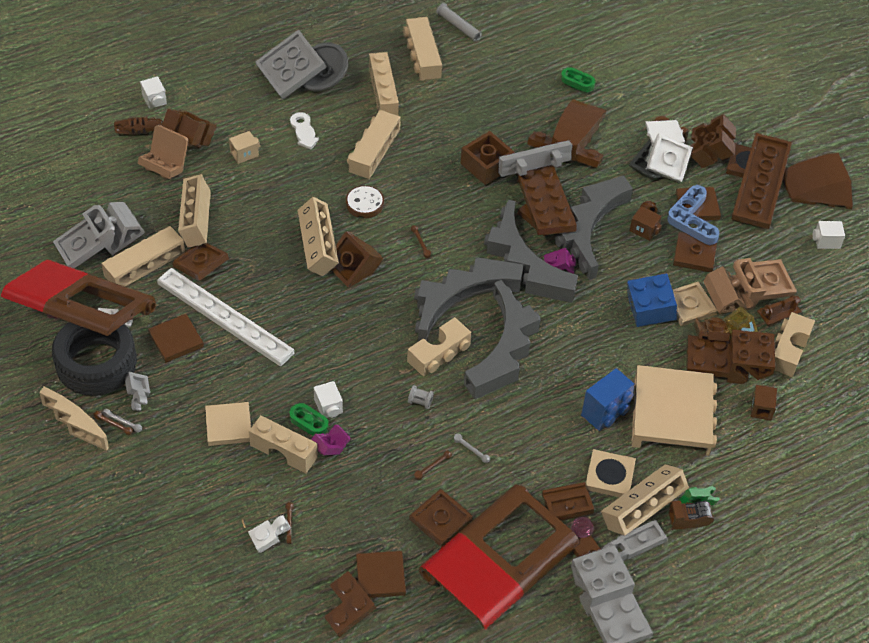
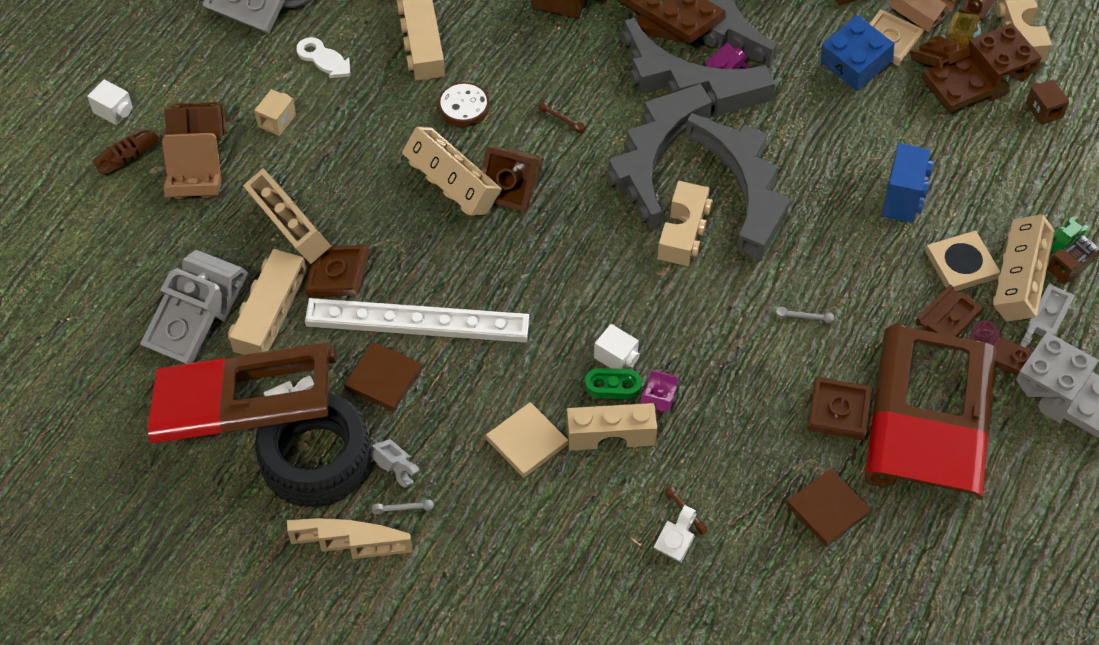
camera: 30 degrees left, 5 degrees up
(98, 415) = (371, 517): reddish brown hinge -> none
(354, 604) = (832, 553): reddish brown plate -> none
(418, 475) = (775, 375): reddish brown hinge -> none
(420, 397) = (710, 289): light grey bush -> none
(674, 407) = (972, 156): tan panel -> none

